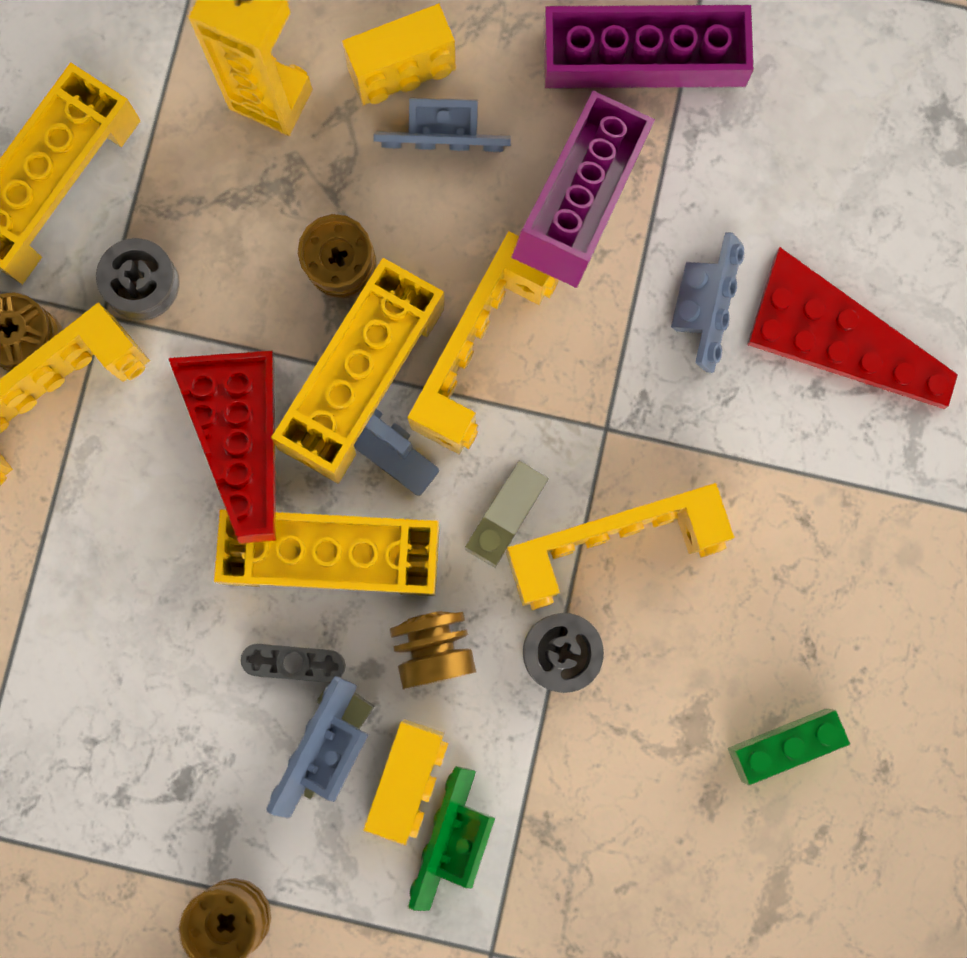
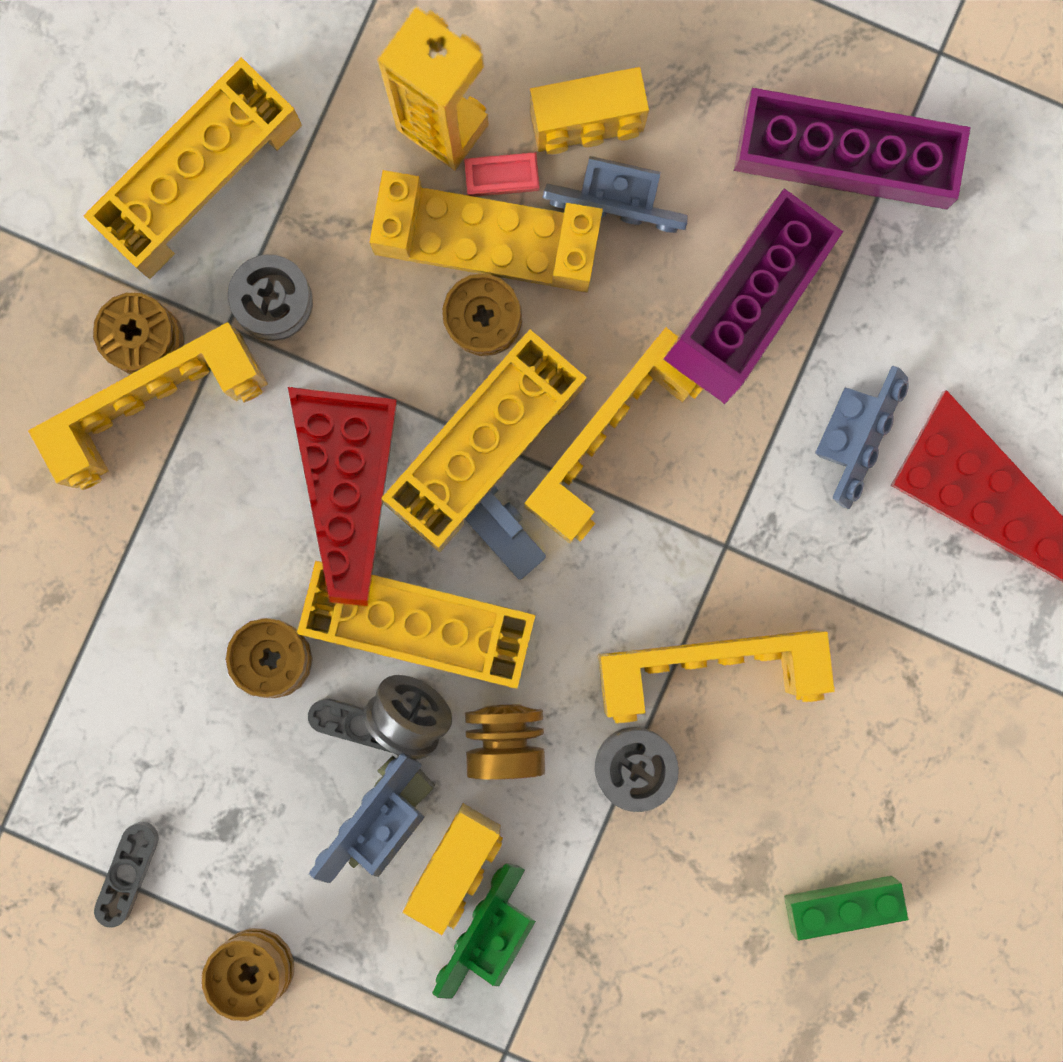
camera: 10 degrees right, 5 degrees up
(95, 879) = (107, 896): none -> dark grey beam
(174, 606) = (250, 649): none -> pearl gold wheel
(310, 186) = (484, 234): none -> yellow plate
(316, 647) = (407, 716): none -> flat silver wheel
(332, 130) = (501, 174): none -> coral tile
(506, 514) = (607, 616): slope -> none

